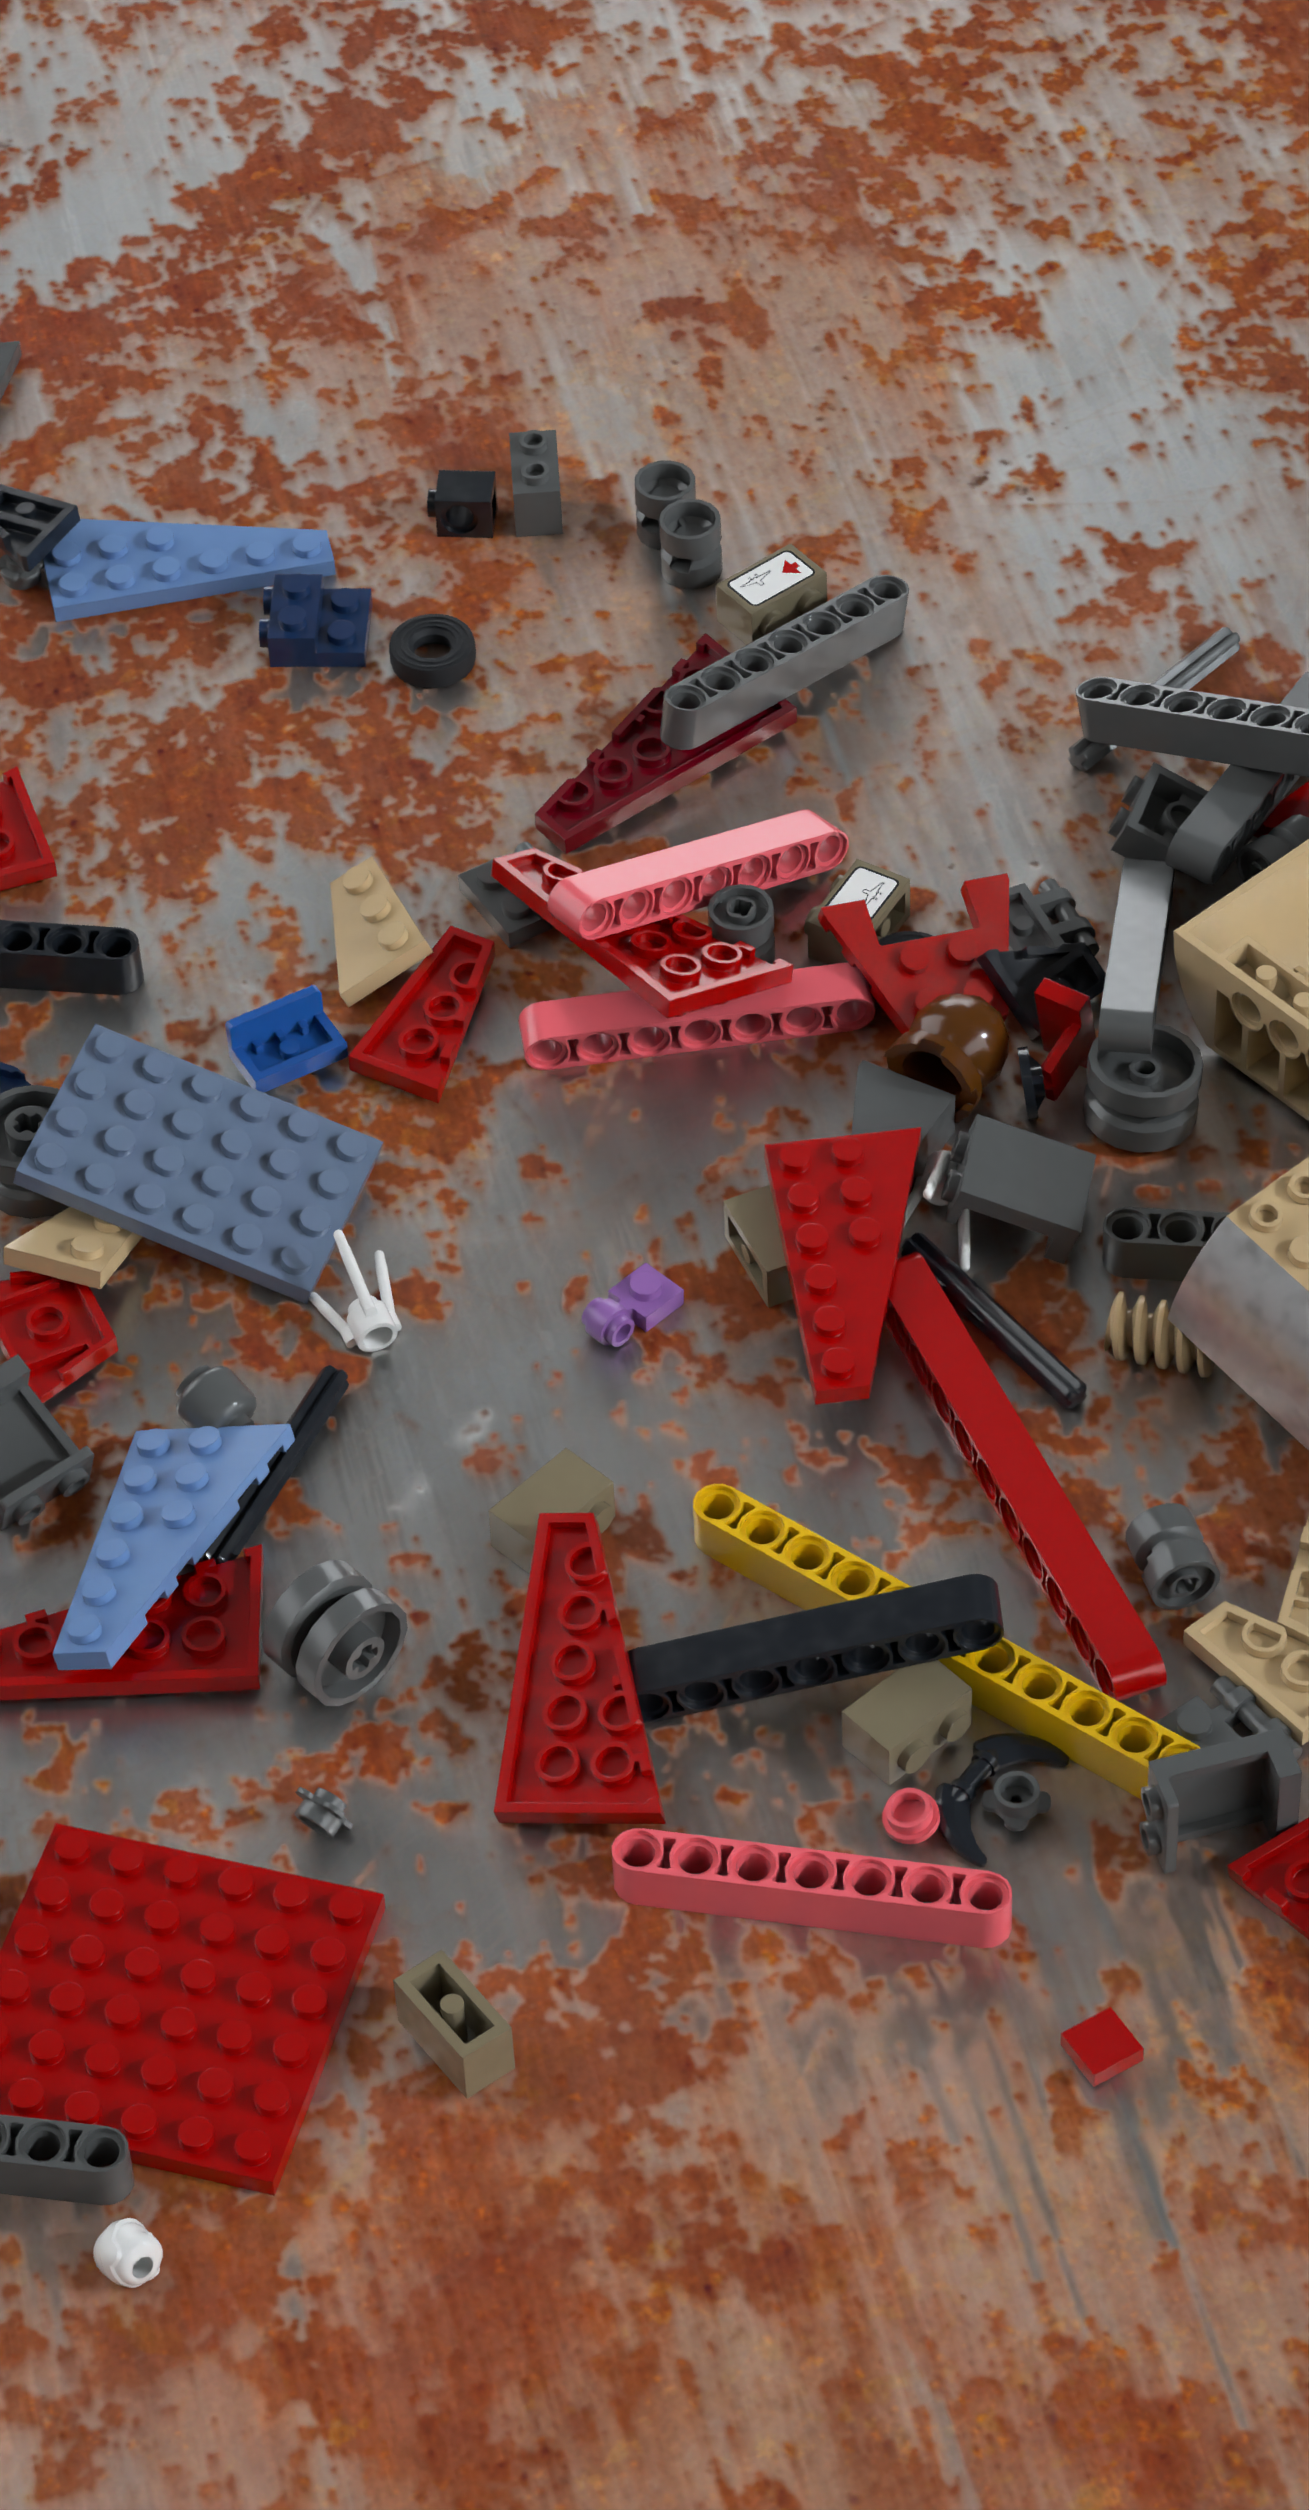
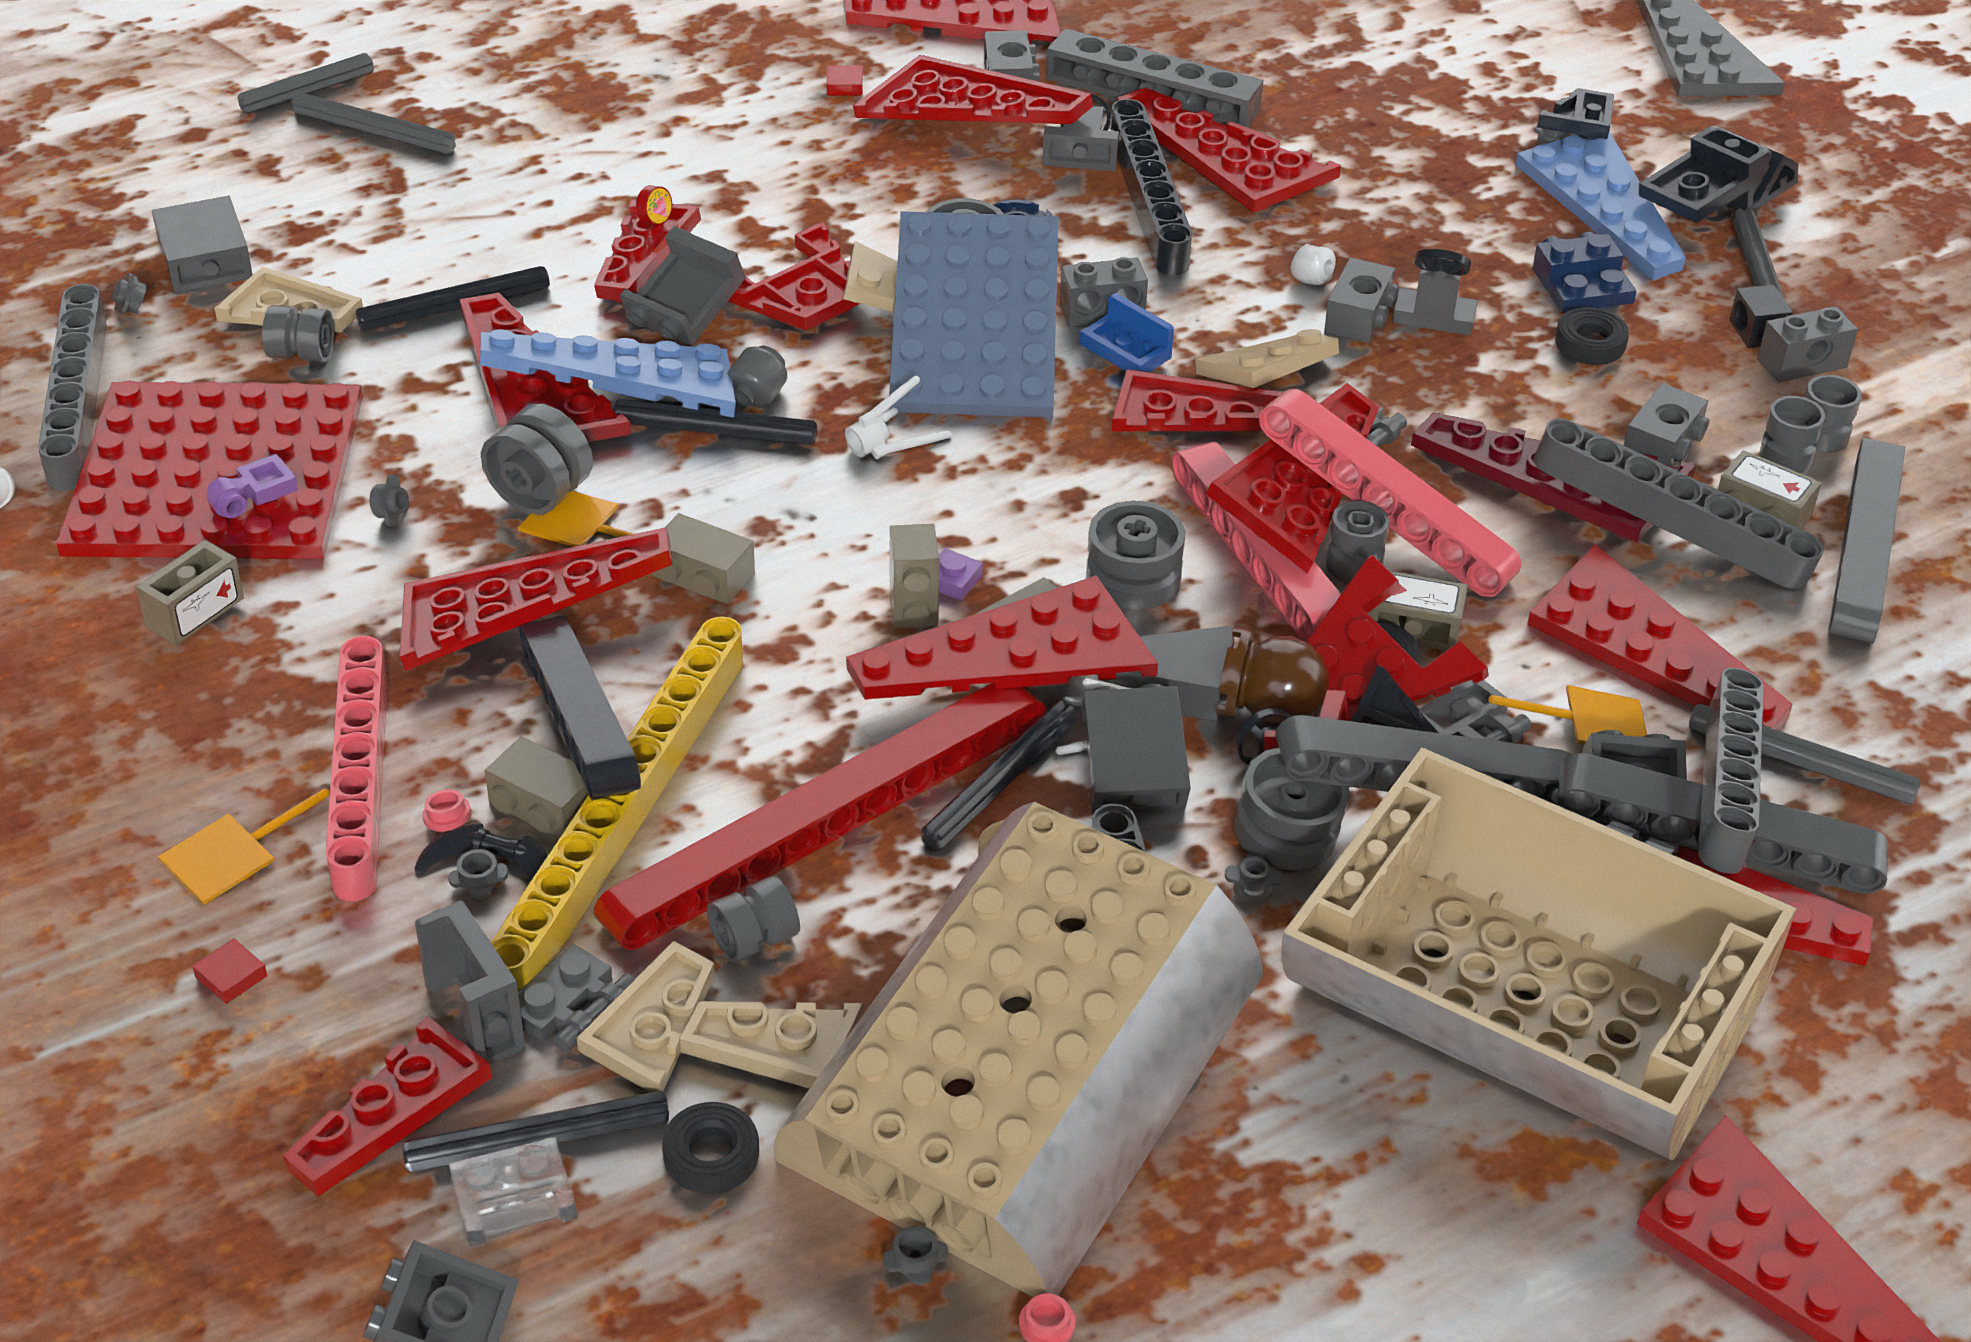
camera: 70 degrees right, 5 degrees down
(188, 1024) = (1089, 284): none -> dark grey brick
(204, 845) = (1313, 264): none -> white piece
(212, 452) = (1719, 173): none -> black piece
(270, 1925) = (260, 480): none -> medium lavender plate
(294, 821) = (1361, 300): none -> dark grey brick
(333, 757) = (1436, 300): none -> dark grey piece
(345, 474) = (1755, 249): none -> dark grey axle
(428, 1638) = (573, 520): none -> light orange piece
(631, 638) = (1668, 425): none -> dark grey brick
(684, 1313) = (914, 575): none -> dark tan brick
(696, 1121) = (1137, 553): none -> dark grey wheel
(864, 544) = (1867, 541): none -> beam
(904, 2049) = (226, 853): none -> light orange piece
(933, 767) = (1632, 628): none -> wing
(1062, 826) = (1589, 712): none -> light orange piece
(1208, 1150) = (1253, 878): none -> dark grey plate

